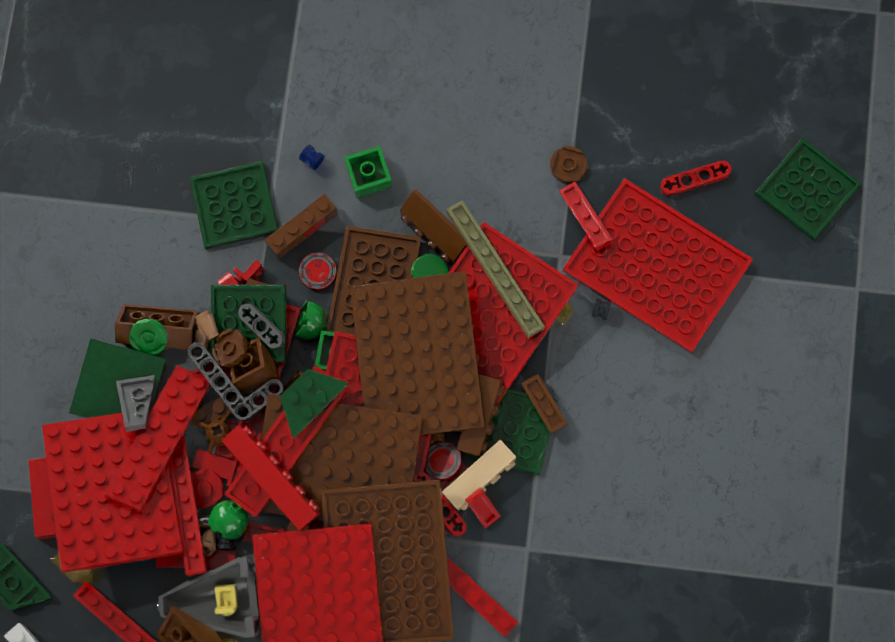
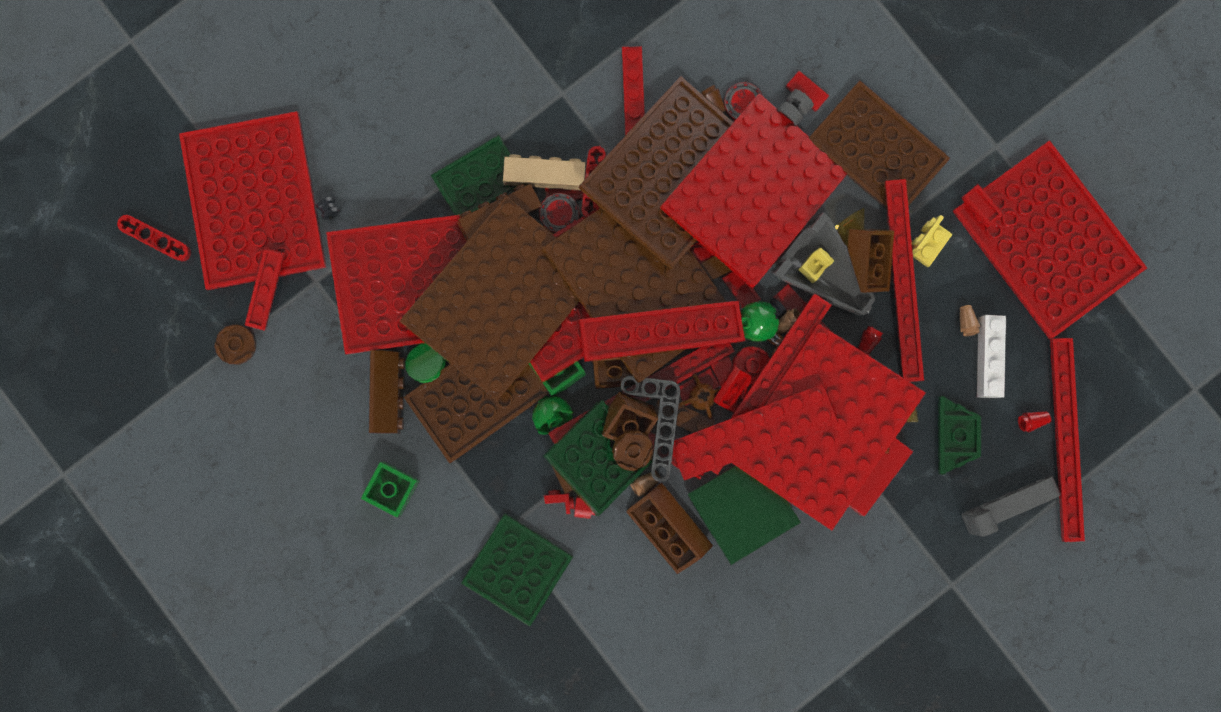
camera: 140 degrees left, 10 degrees up
(135, 401) = (743, 479): dark grey wing -> none
(138, 587) = (869, 340): none -> red cone
(148, 336) = (685, 522): green tile -> none
(200, 455) = (733, 389): none -> red wing
(207, 324) = (631, 488): medium nougat cone -> none
(269, 325) = (586, 426): dark grey beam -> none
(271, 477) = (700, 313): red brick -> none
(301, 226) = (483, 497): reddish brown brick -> none
(308, 398) = (615, 340): dark green wing -> none
(311, 157) = (421, 546): clear blue wheel -> none
(317, 271) = (506, 450): tile -> none
(482, 507) = (565, 148): red tile -> none
(495, 269) = (374, 308): olive tile -> none
(544, 404) = (443, 178): reddish brown plate -> none
(808, 189) = (82, 147): dark green tile -> none

